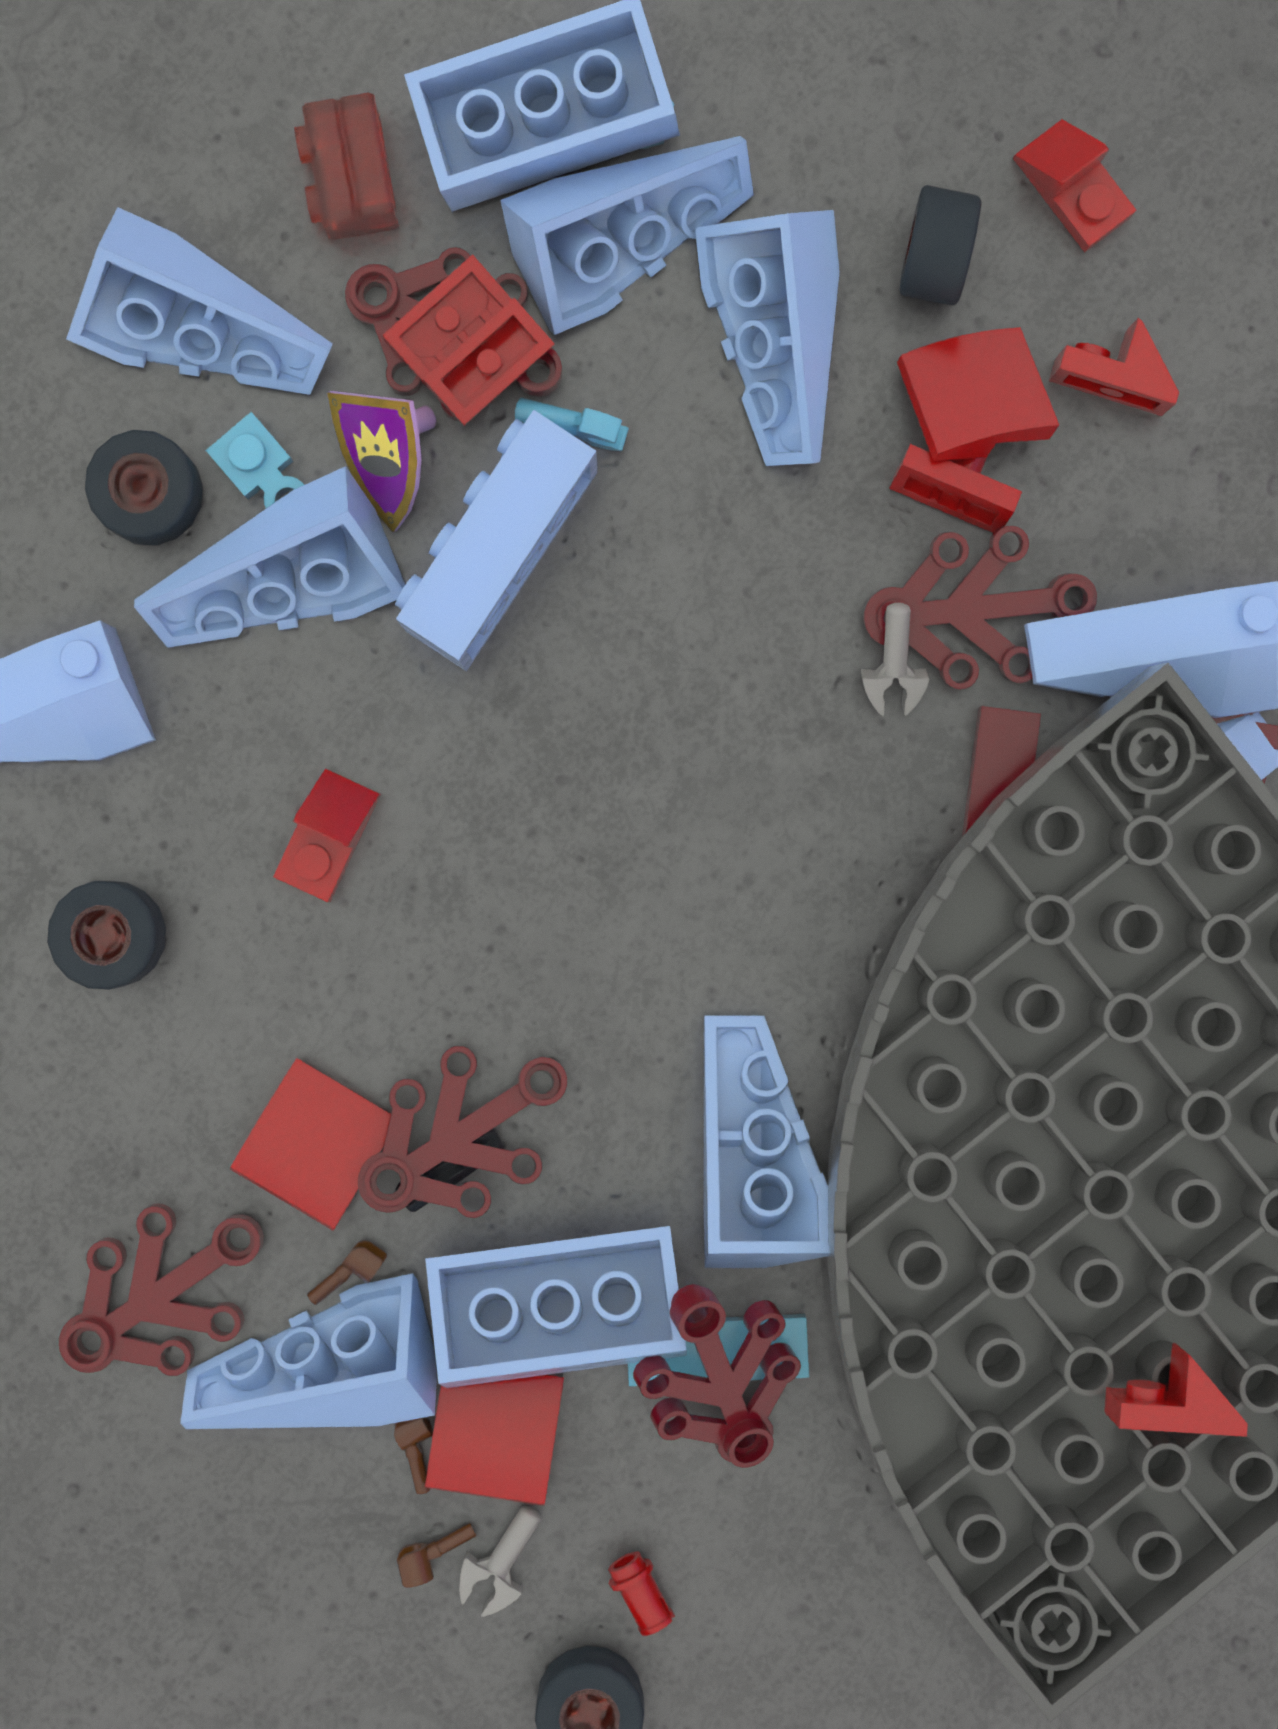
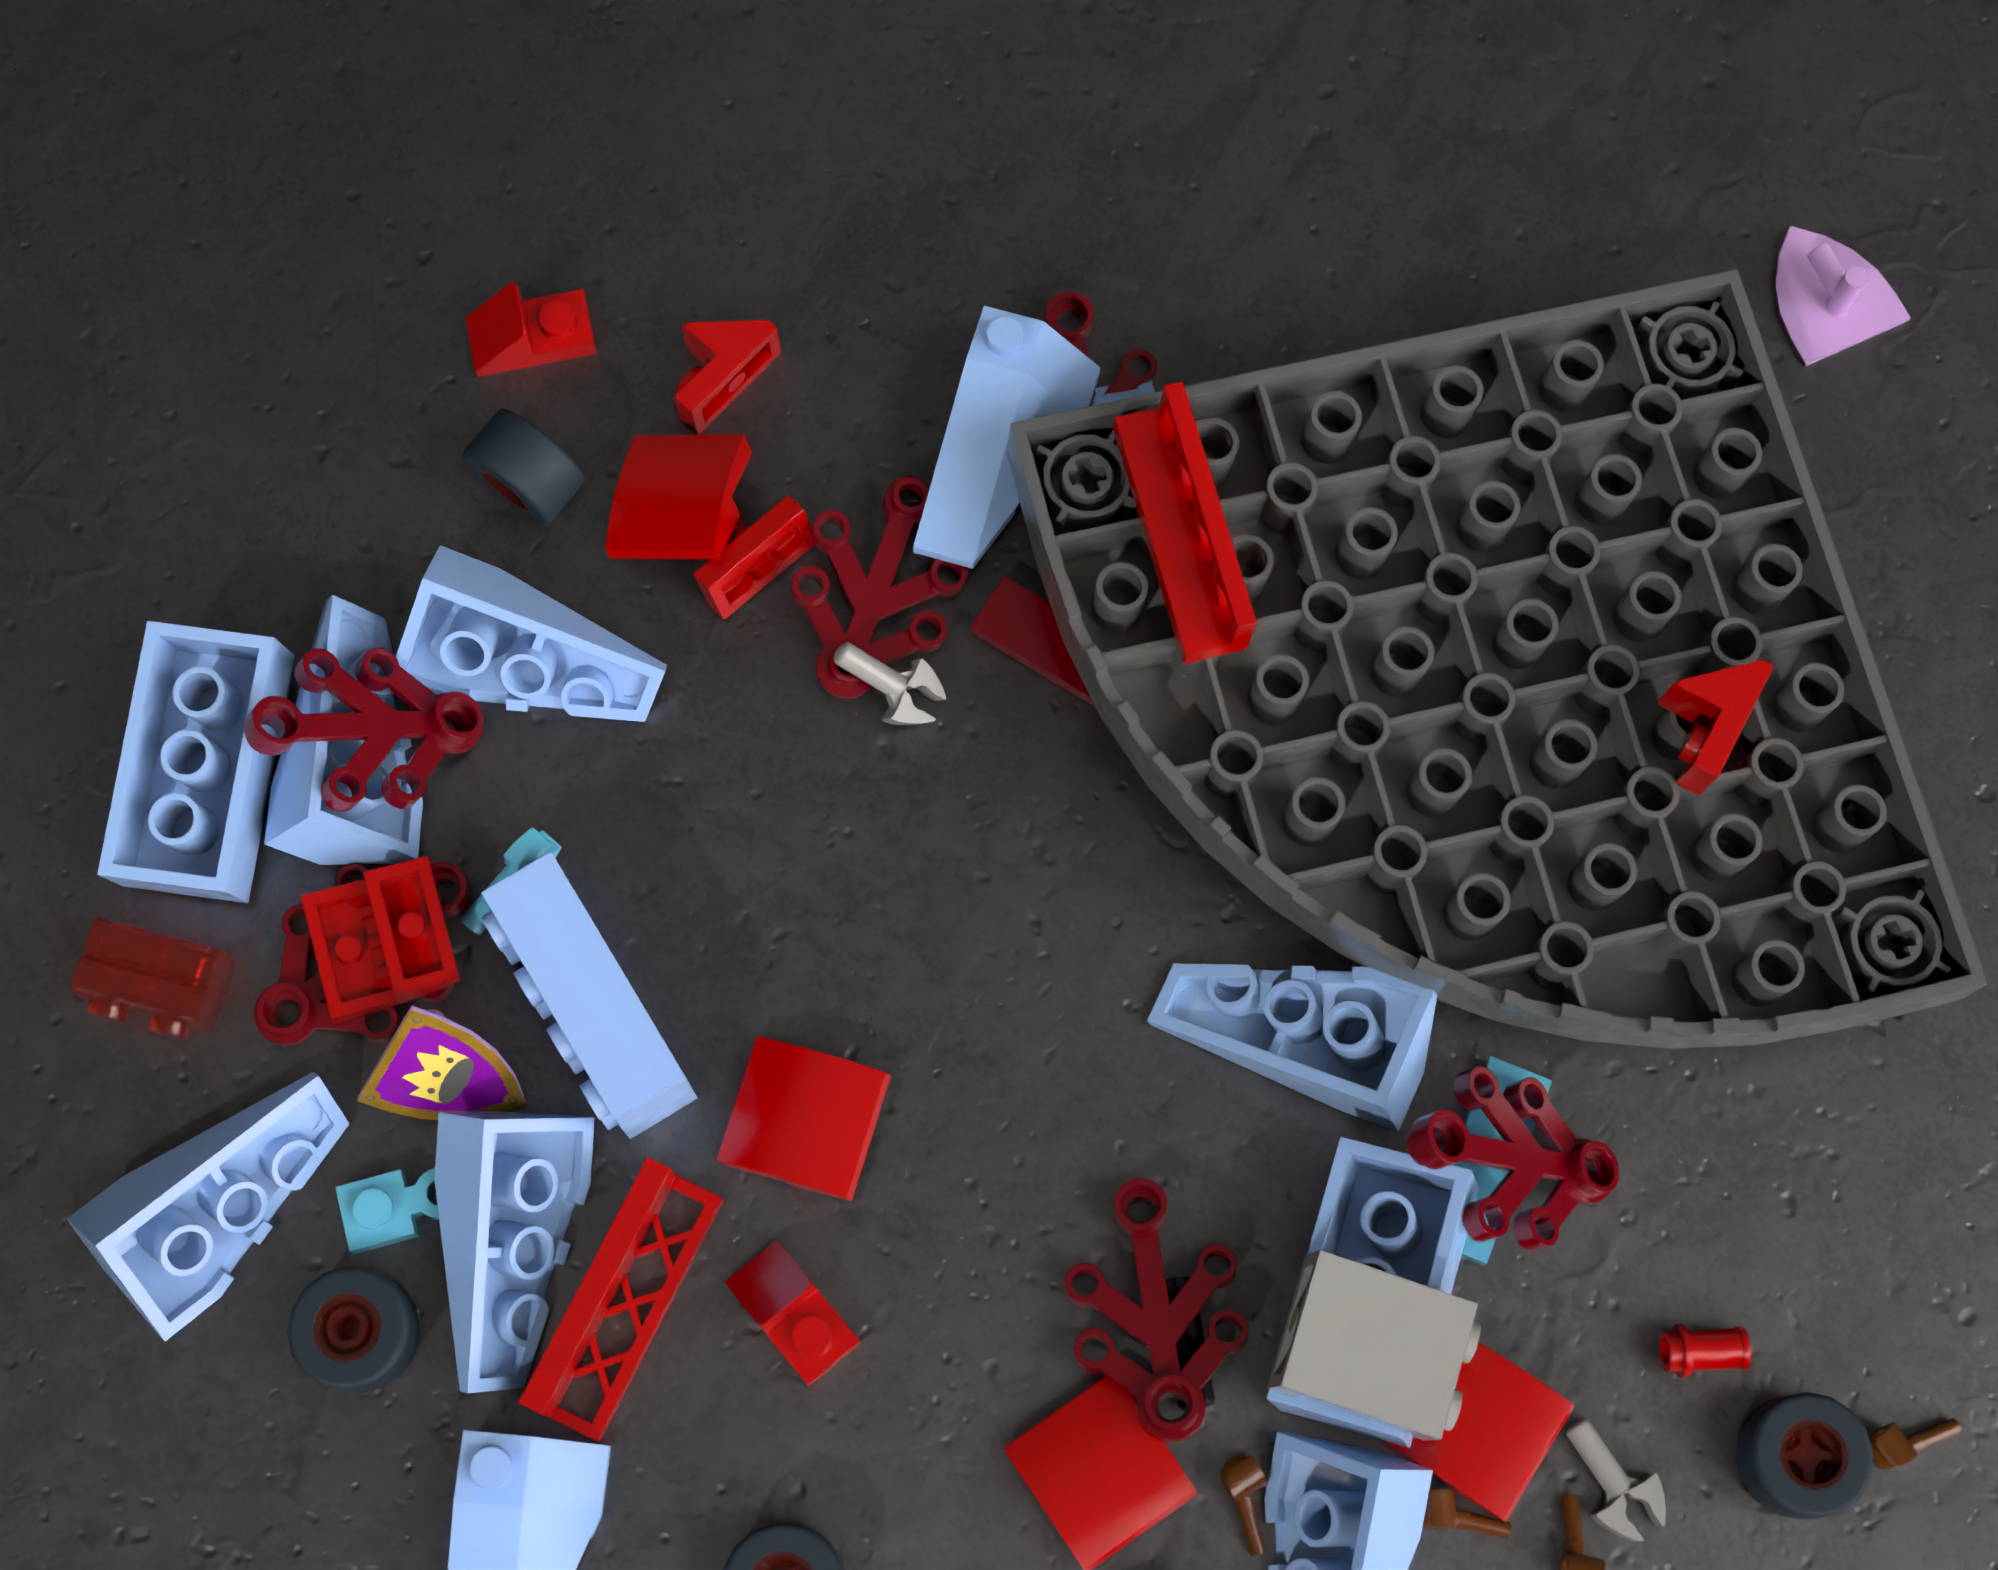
camera: 65 degrees left, 15 degrees down
(270, 670) = (601, 1285): none -> red fence
(487, 768) = (804, 1118): none -> red slope
(501, 1332) = (1376, 1345): none -> light grey panel
(646, 238) = (372, 722): none -> dark red plant
(1138, 862) = (1185, 528): none -> red fence

